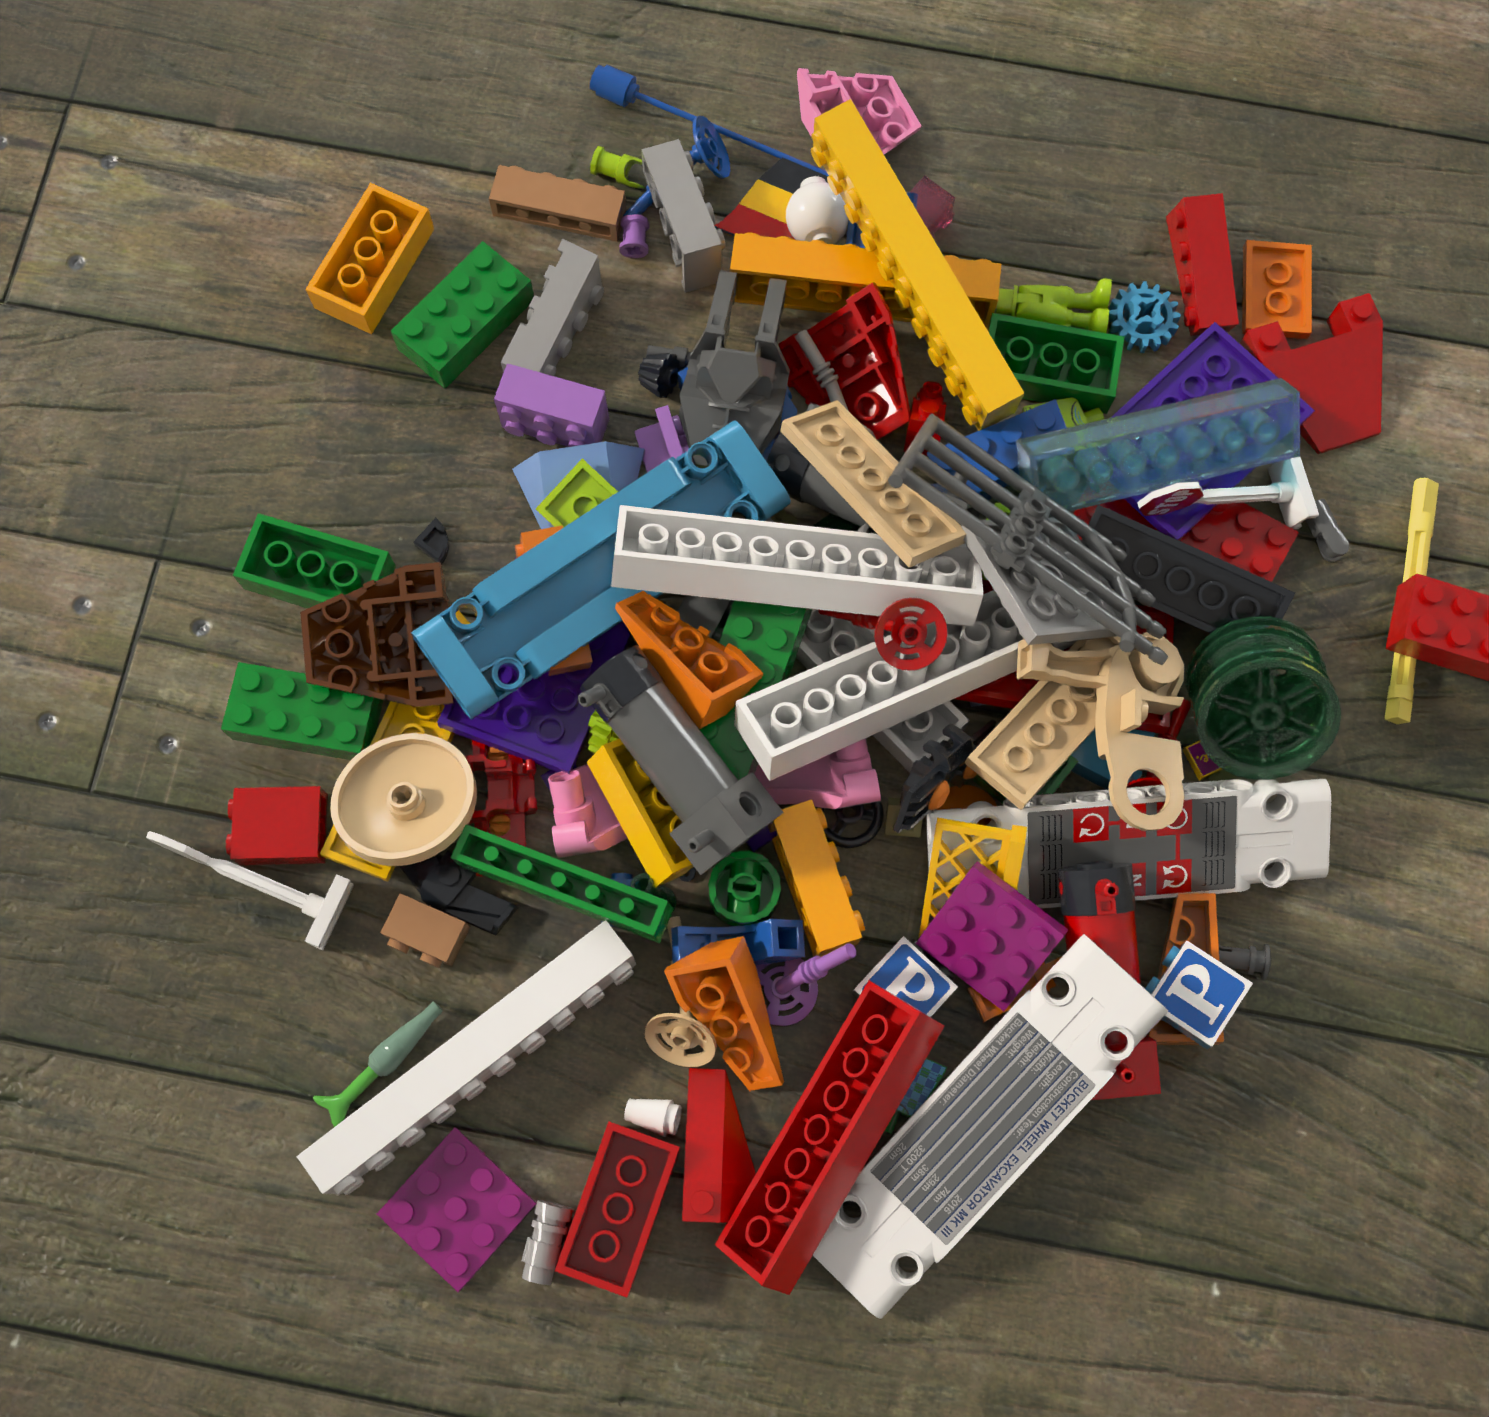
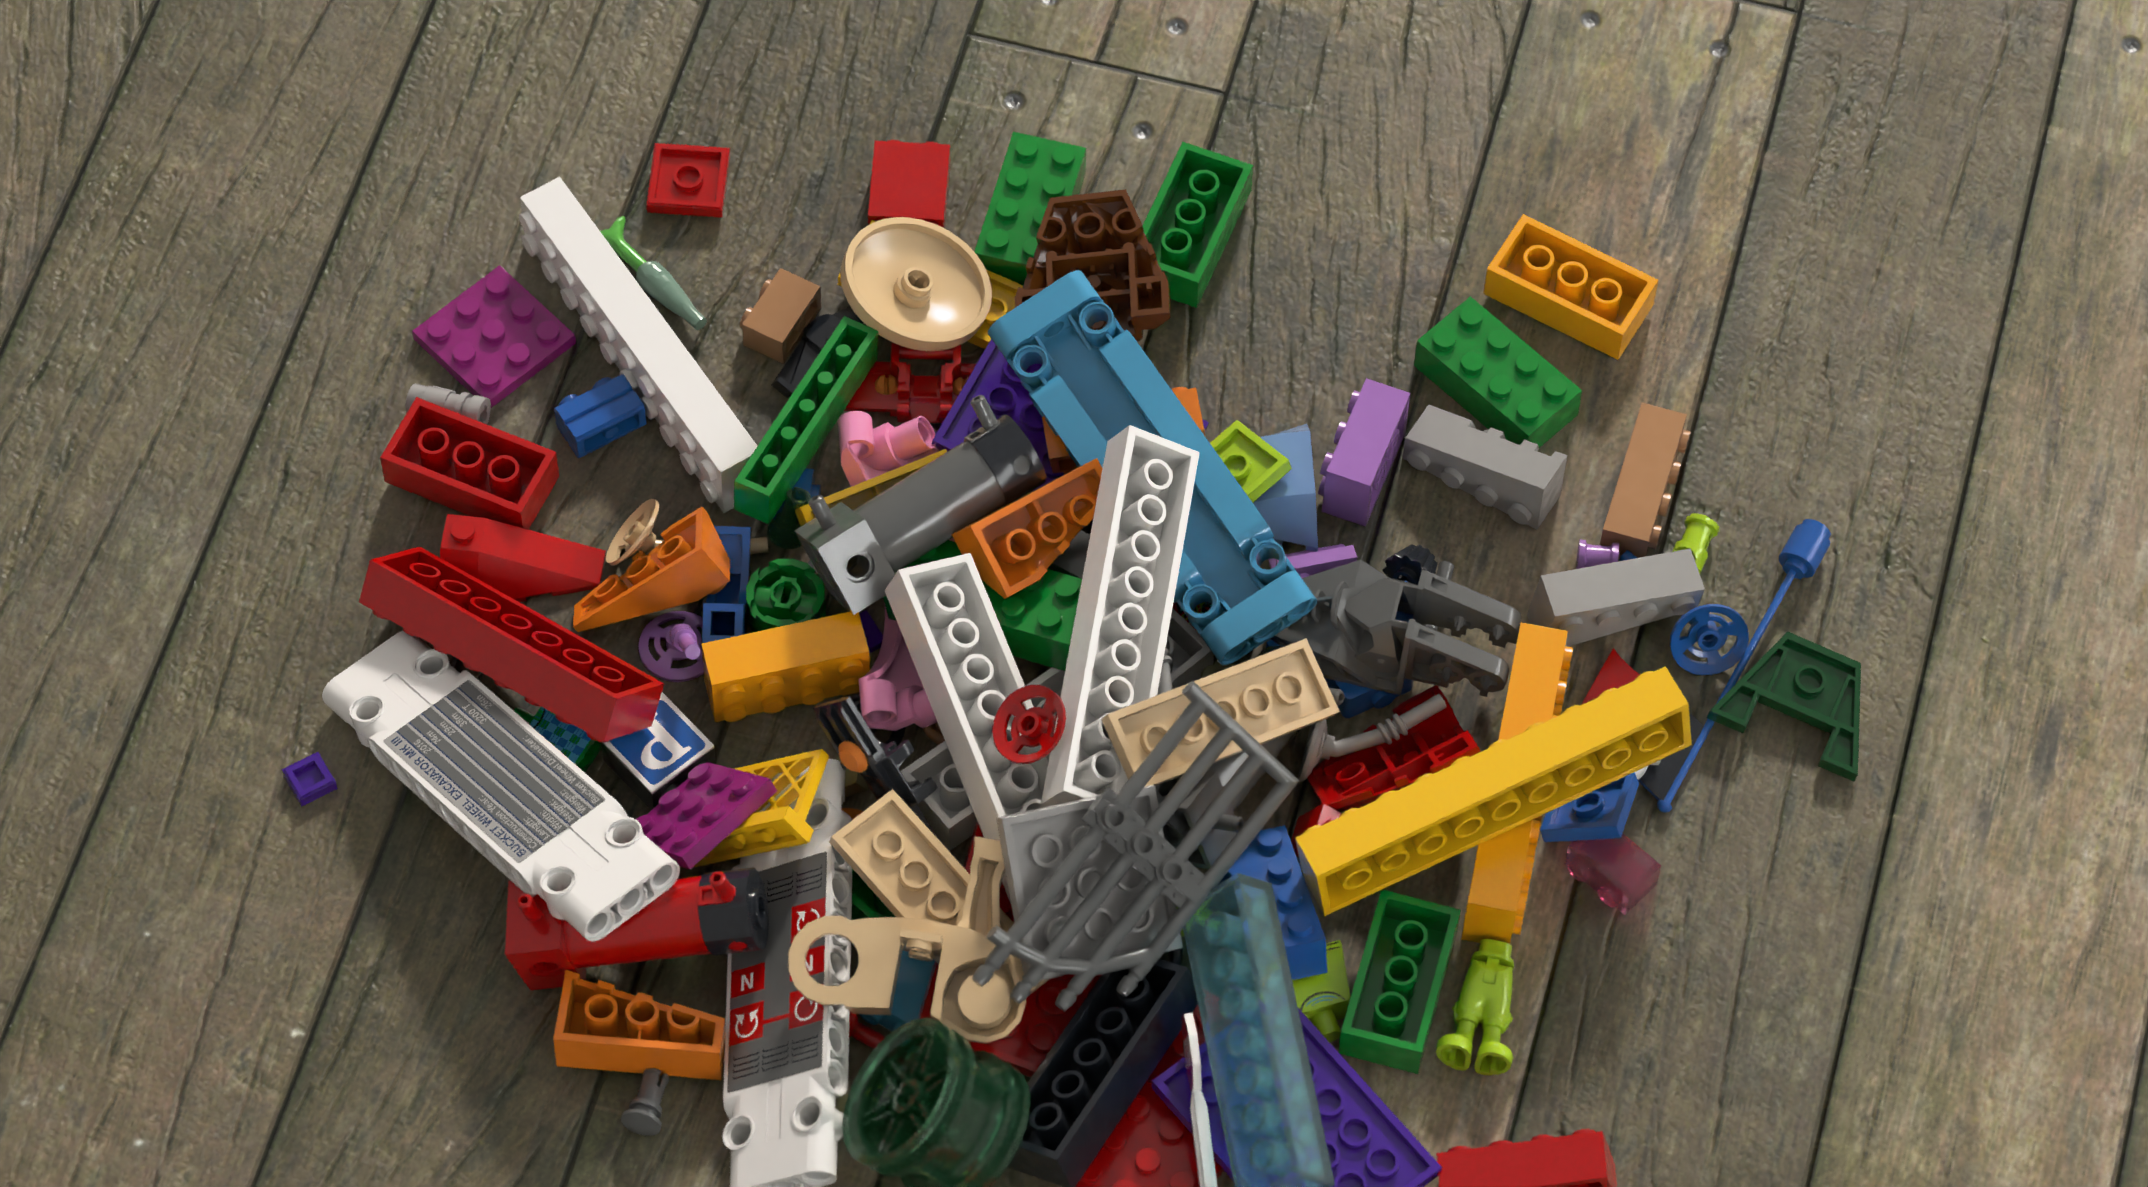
camera: 95 degrees right, 15 degrees down
(270, 1038) = (688, 180): none -> red plate
(324, 910) = (815, 228): white piece -> none
(433, 541) = (1222, 345): black tile -> none
(546, 1091) = (599, 415): none -> blue brick
(654, 1115) = (560, 511): white cone -> none
(740, 82) = (1809, 686): none -> dark green wing
(874, 97) = (1754, 809): bright pink wedge -> none
(960, 1319) = (309, 779): none -> dark purple tile
(1139, 305) = (1465, 1087): dark azure gear -> none
(1198, 993) = (605, 1005): piece -> none

